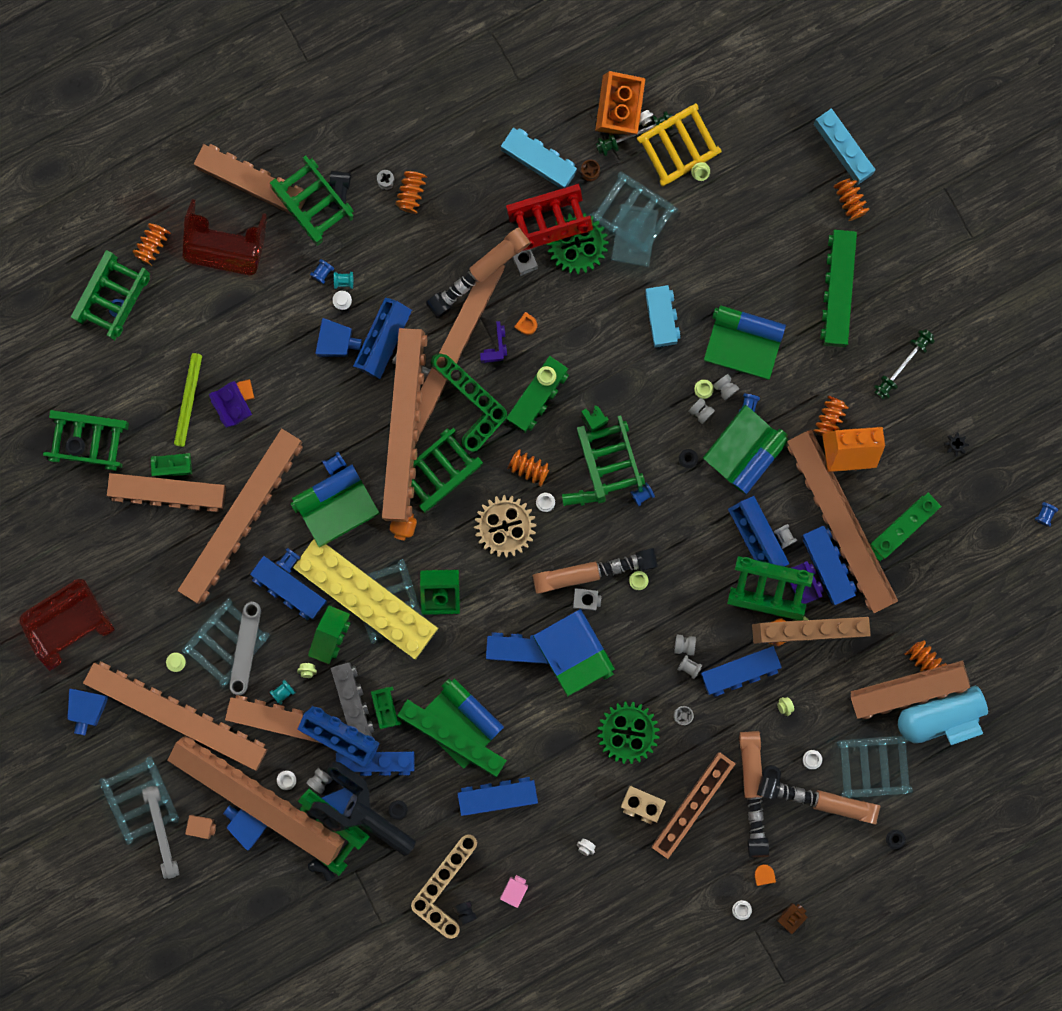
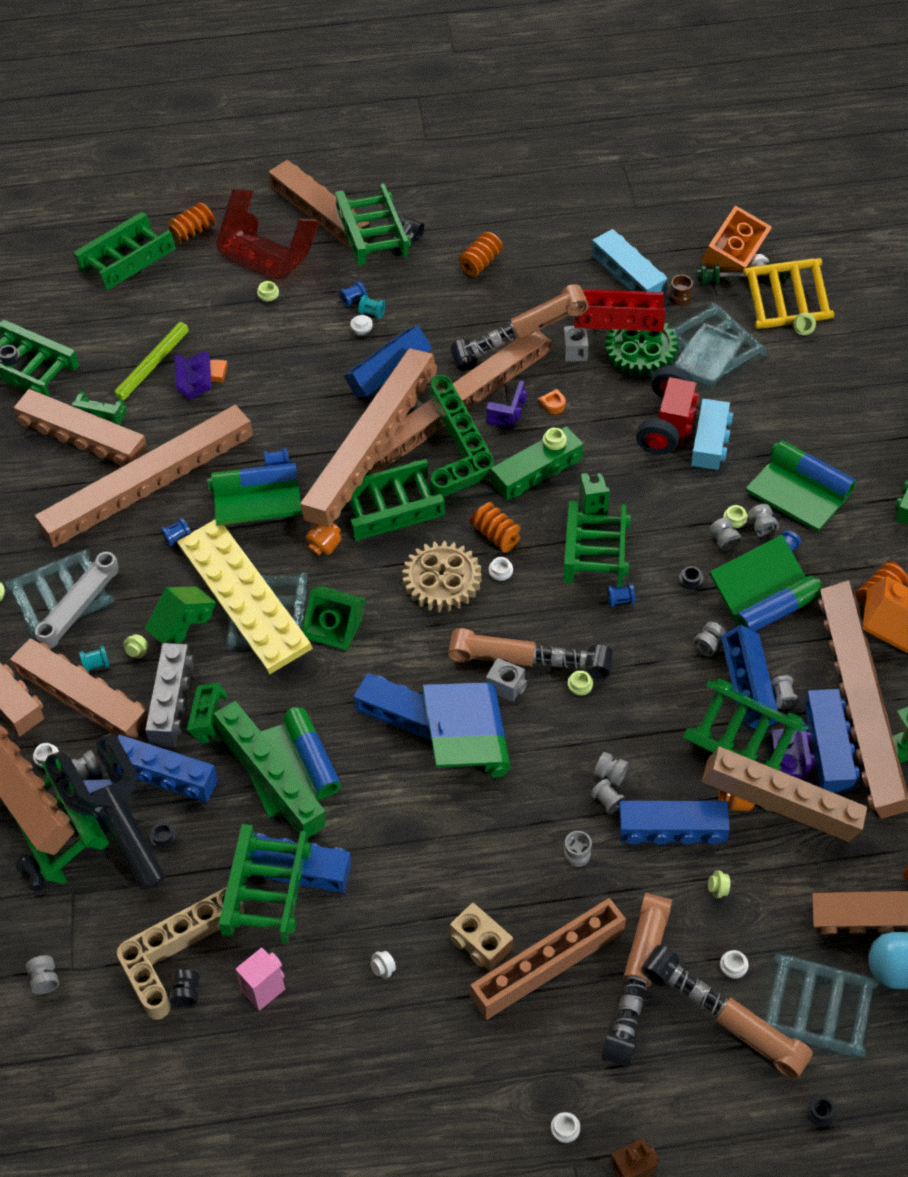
camera: 25 degrees right, 30 degrees down
(249, 292) = (267, 291): none -> yellowish green plate
(288, 588) = (157, 554): blue brick -> none
(335, 340) = (334, 352): blue torso -> none
(338, 736) = (130, 707): blue brick -> none
(367, 939) = (42, 974): none -> light grey wheel
(388, 174) = (456, 241): light grey bush -> none
(476, 841) = (244, 867): none -> green fence
(579, 498) = (543, 576): green pin -> none
(629, 310) = (676, 412): none -> brick
(630, 714) = (497, 845): green gear -> none
(717, 514) = (708, 641): none -> light grey wheel
(764, 875) = (614, 1092): orange tile -> none

